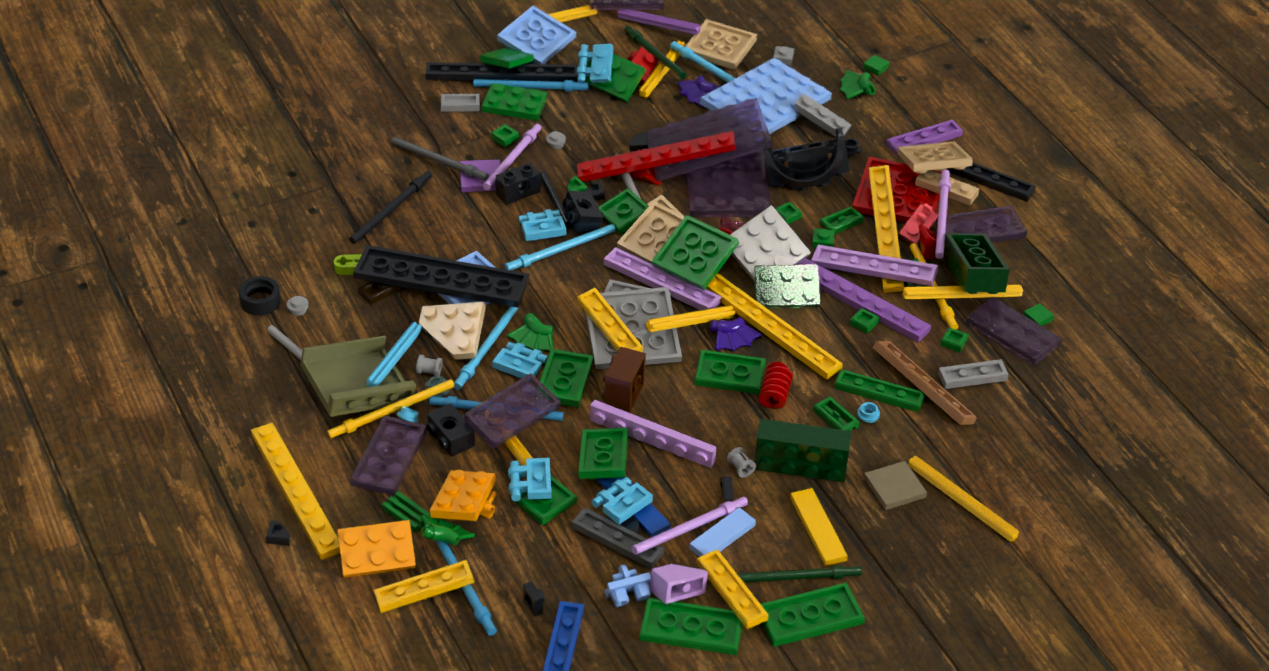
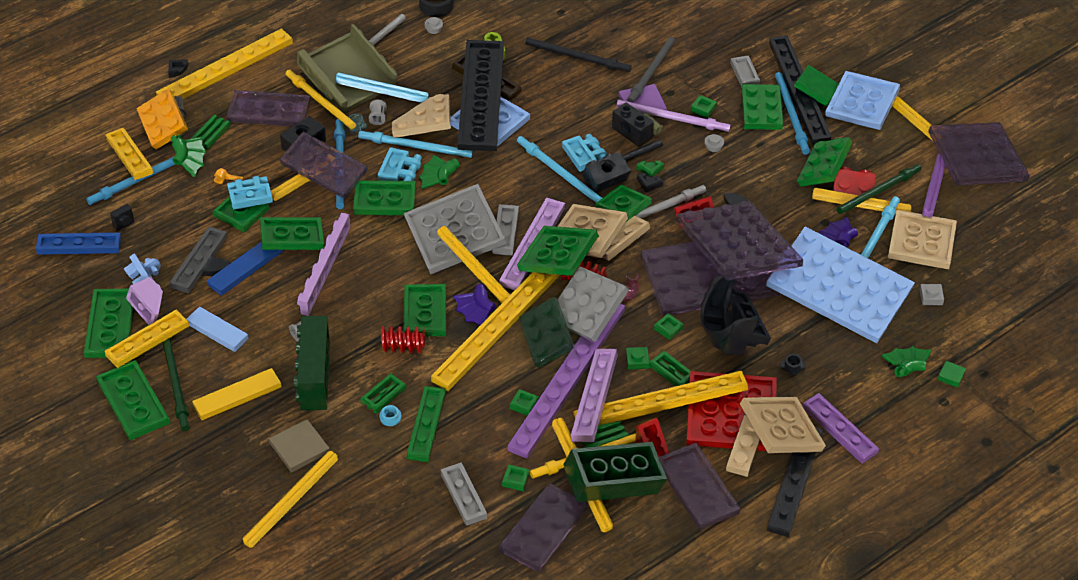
camera: 80 degrees right, 5 degrees up
(408, 414) = (315, 110): medium azure plate -> none
(463, 495) = (226, 156): light orange plate -> none
(601, 63) = (824, 141): medium azure plate -> none
(608, 321) = (446, 208): yellow tile -> none
(624, 379) = (378, 230): reddish brown brick -> none
(626, 503) = (233, 256): medium azure plate -> none
(656, 156) = (695, 206): red plate -> none
(724, 510) = (244, 325): lavender bar -> none
(726, 484) = (271, 322): black tile -> none
(820, 115) = (827, 331): light grey plate -> none
(922, 215) = (679, 428): coral plate -> none
(925, 383) = (440, 455): medium nougat tile -> none
(944, 187) = (730, 435): lavender bar -> none
(1039, 314) = (572, 547): green tile -> none

